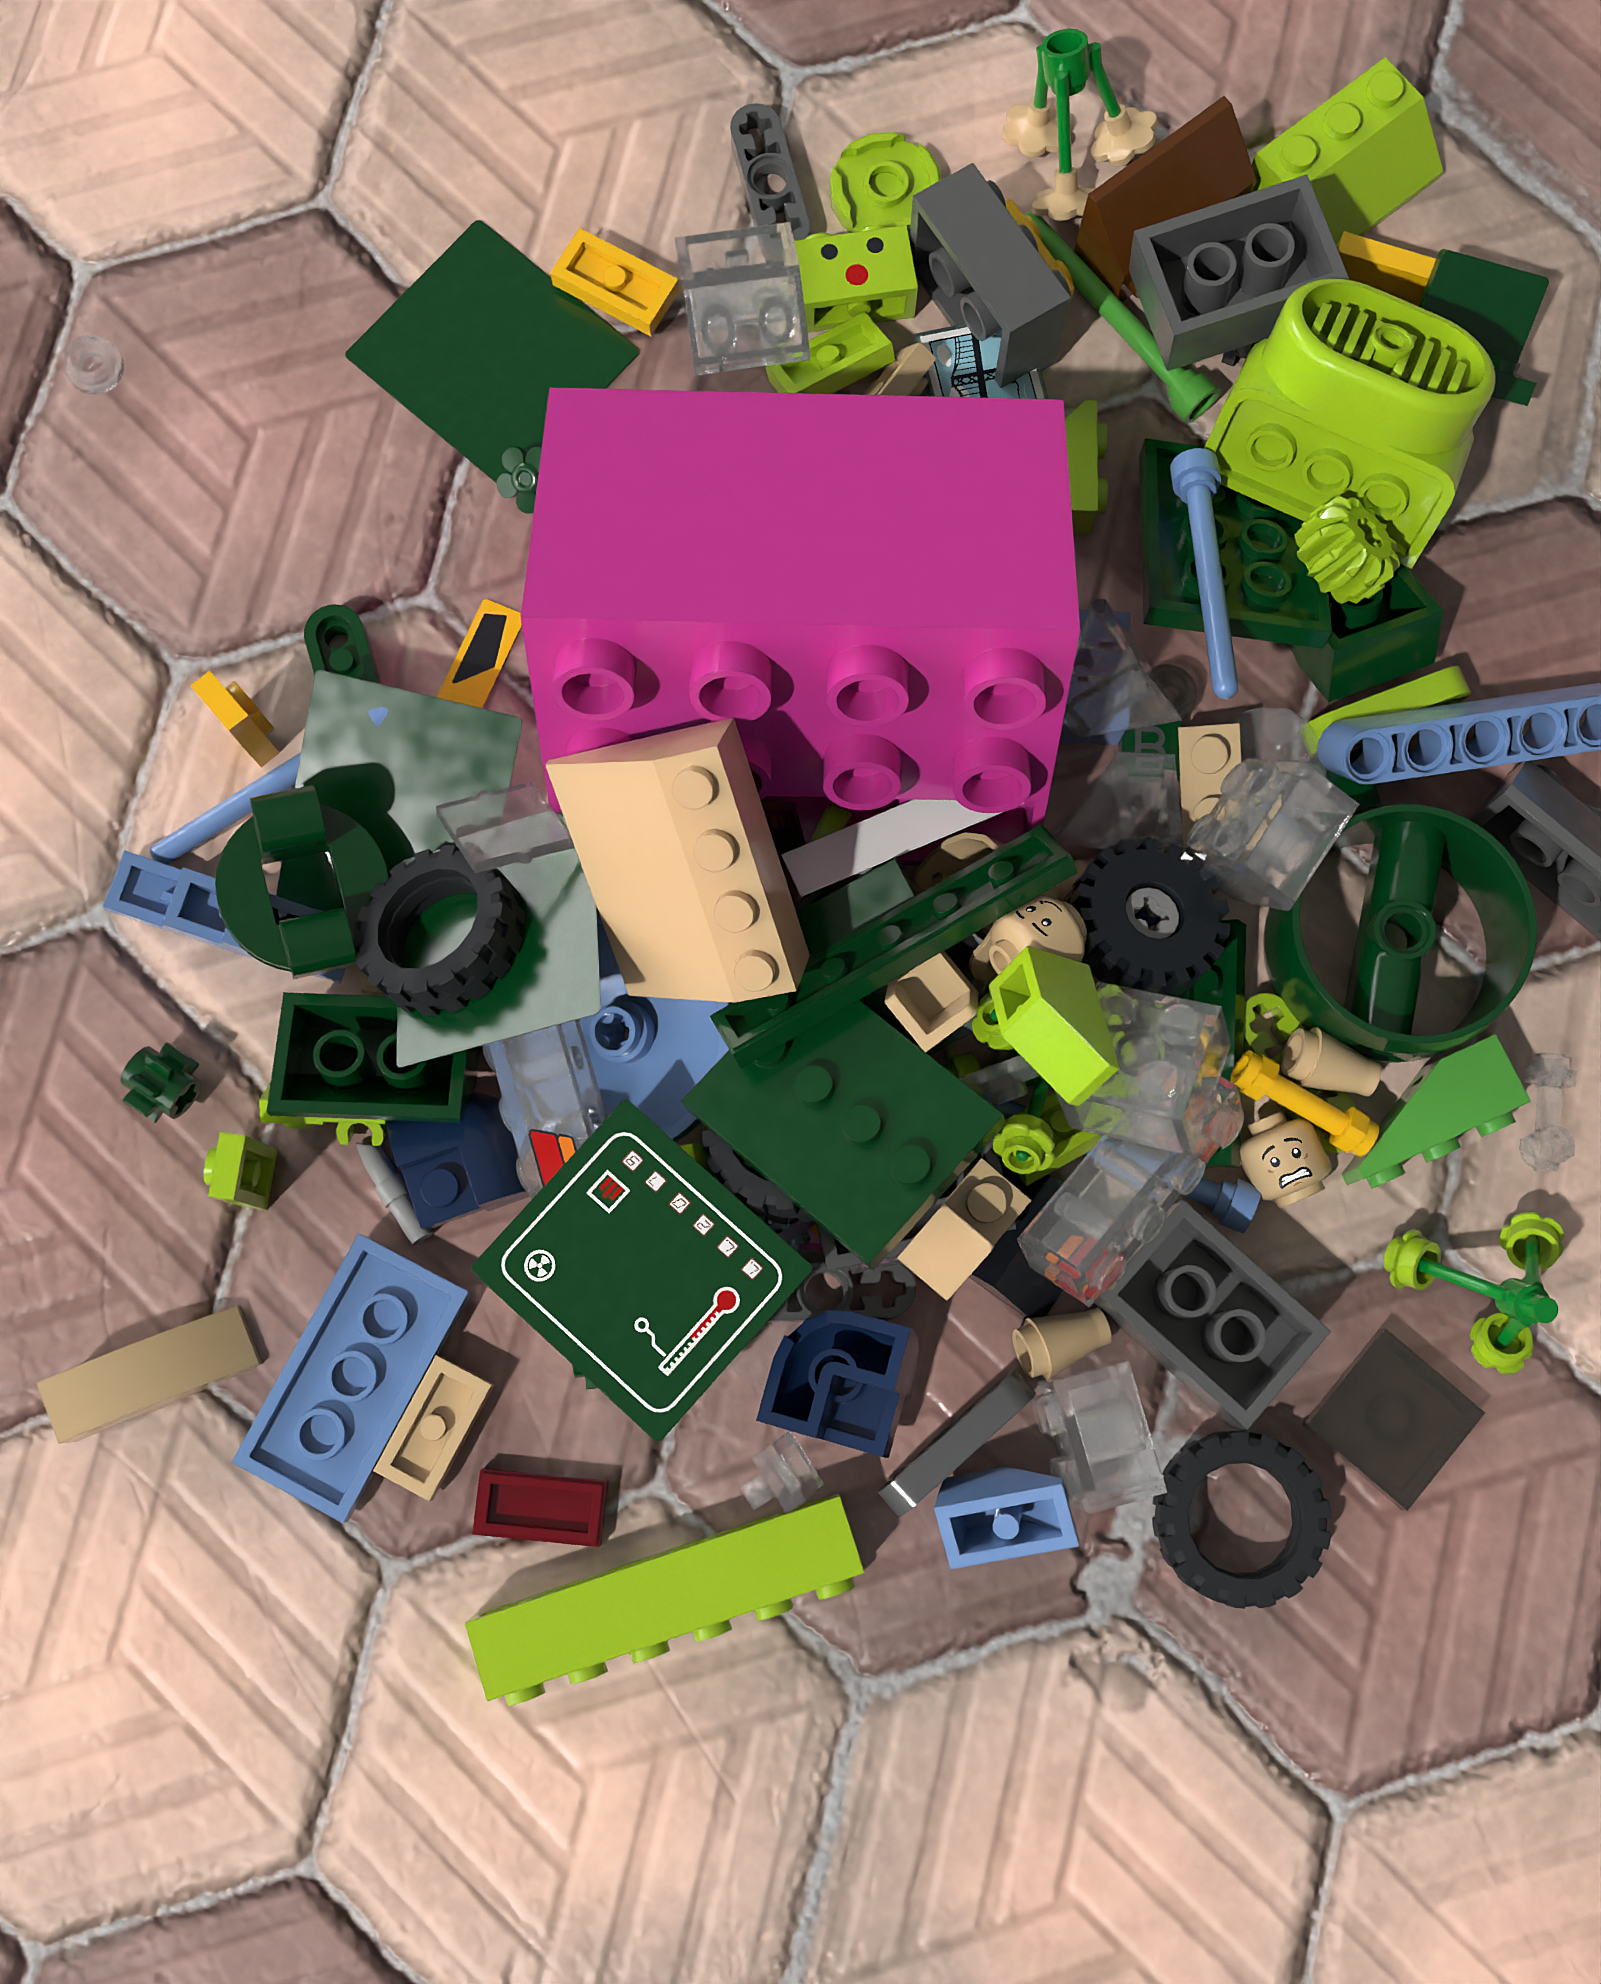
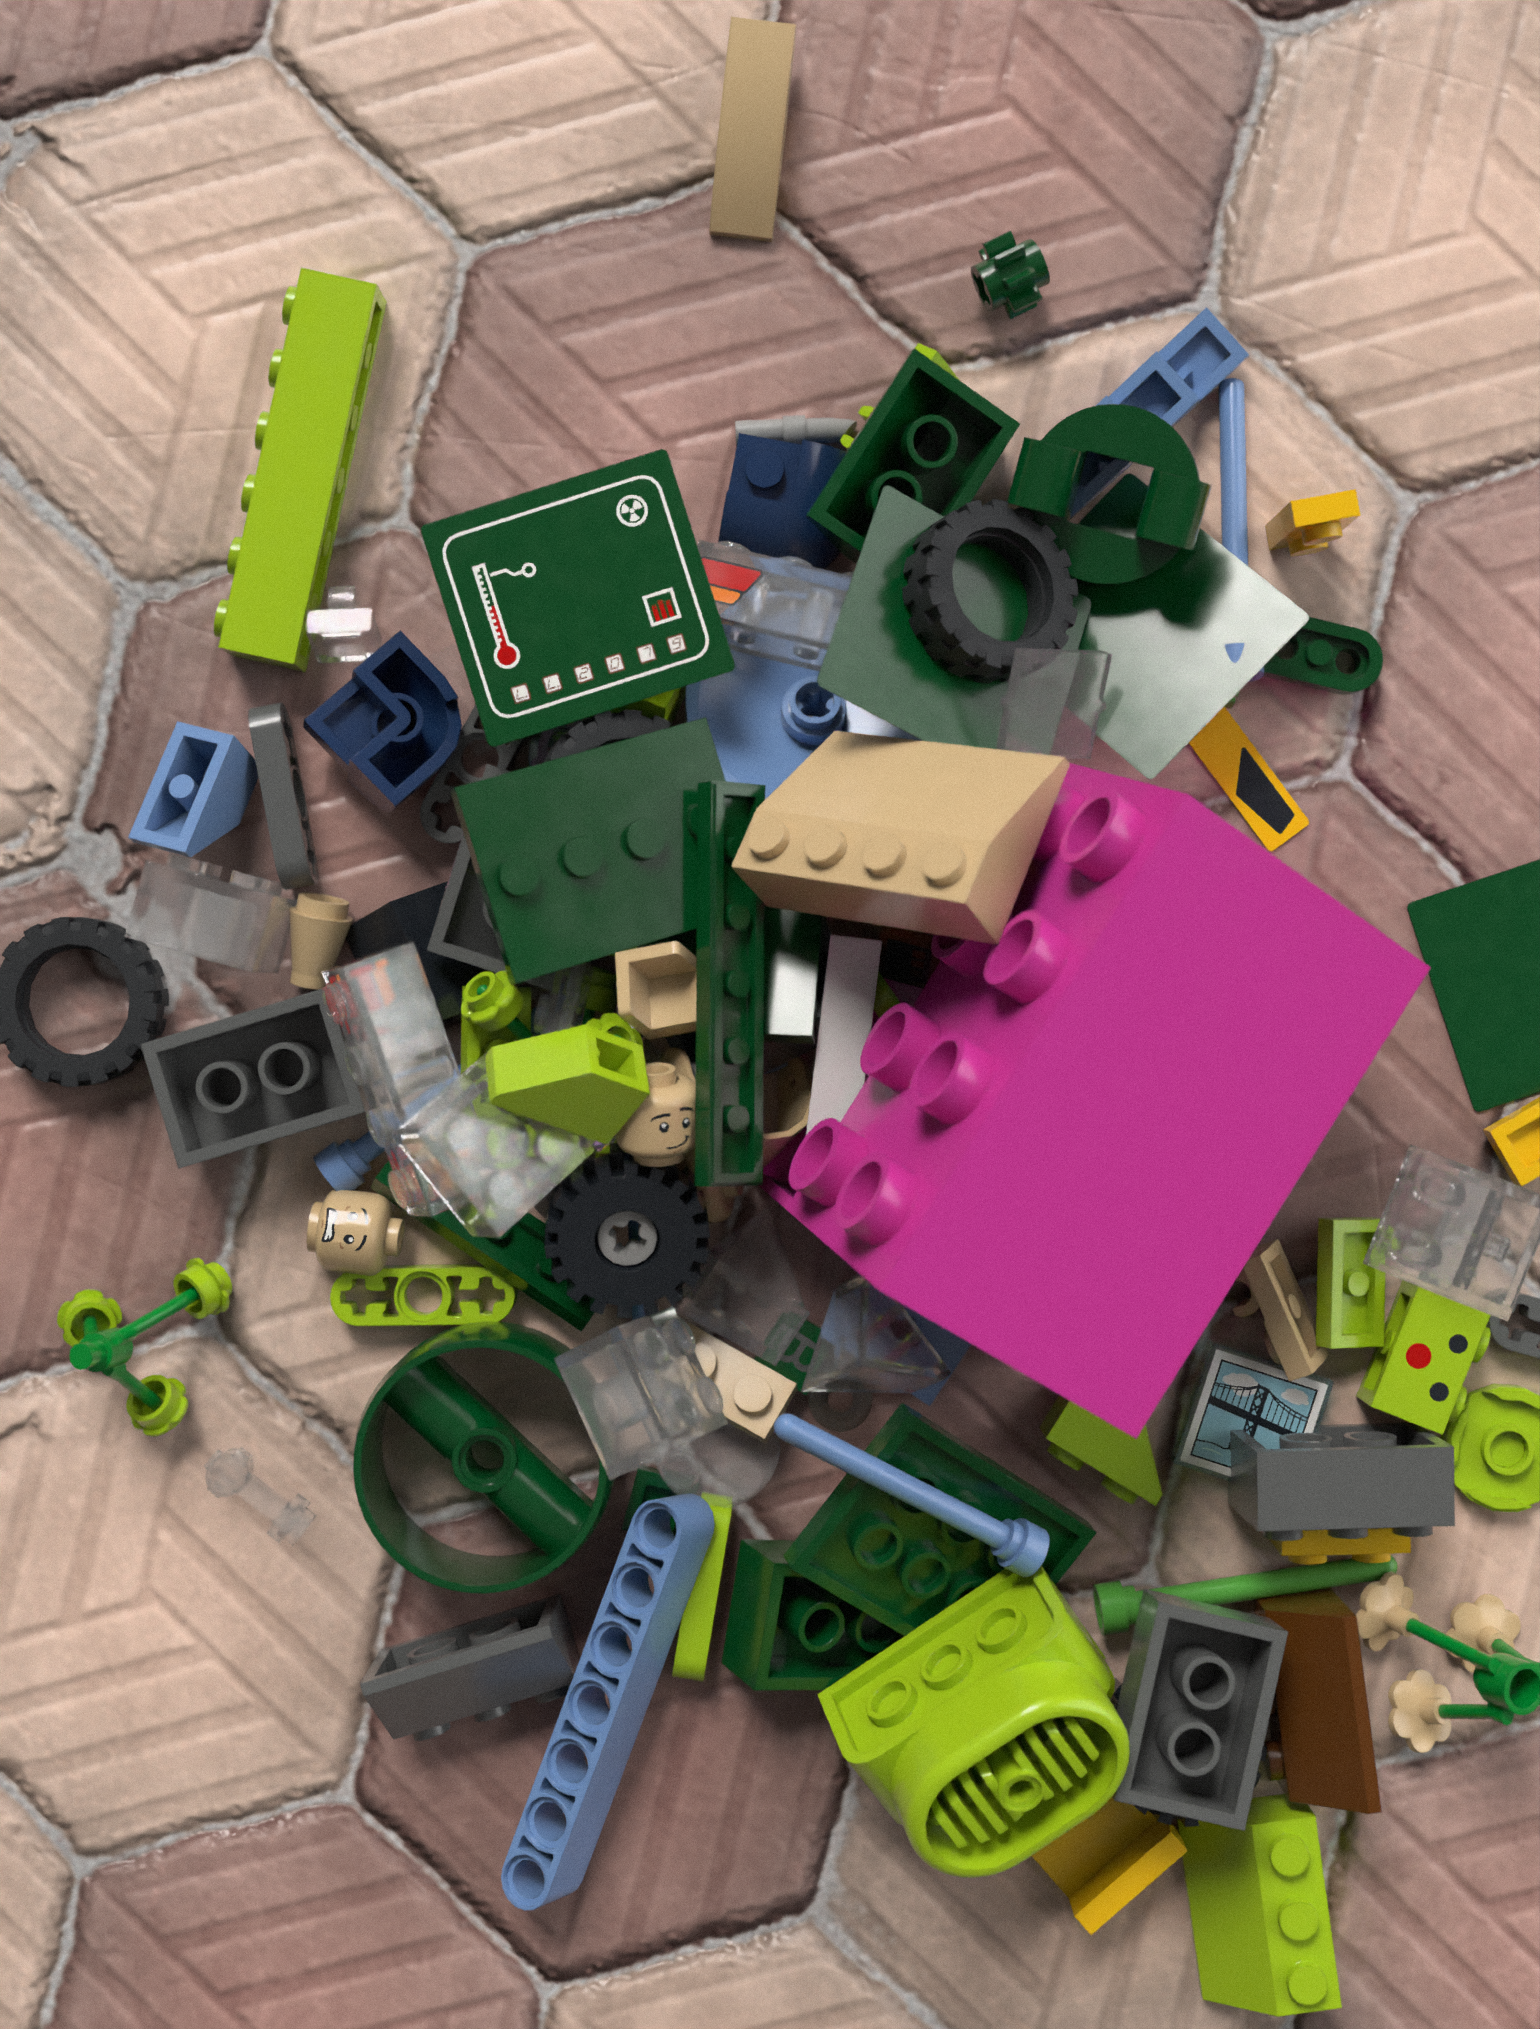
camera: 125 degrees right, 10 degrees up
(240, 1171) = (880, 300): lime plate -> none
(351, 1378) = (647, 305): medium blue plate -> none
(434, 1427) = (562, 352): tan plate -> none
(523, 476) = (1407, 924): dark green plant -> none
(540, 1507) = (442, 407): dark red tile -> none
(964, 1229) = (448, 901): tan slope -> none
(1326, 1063) = (414, 1316): tan cone -> none
(1347, 550) = (861, 1635): lime gear -> none
(1349, 1130) = (344, 1302): yellow bar -> none
(1393, 1419) = (83, 1187): clear smoke tile -> none
(1441, 1102) = (317, 1395): bright green slope -> none
(1493, 306) = (1018, 1921): dark green bracket -> none

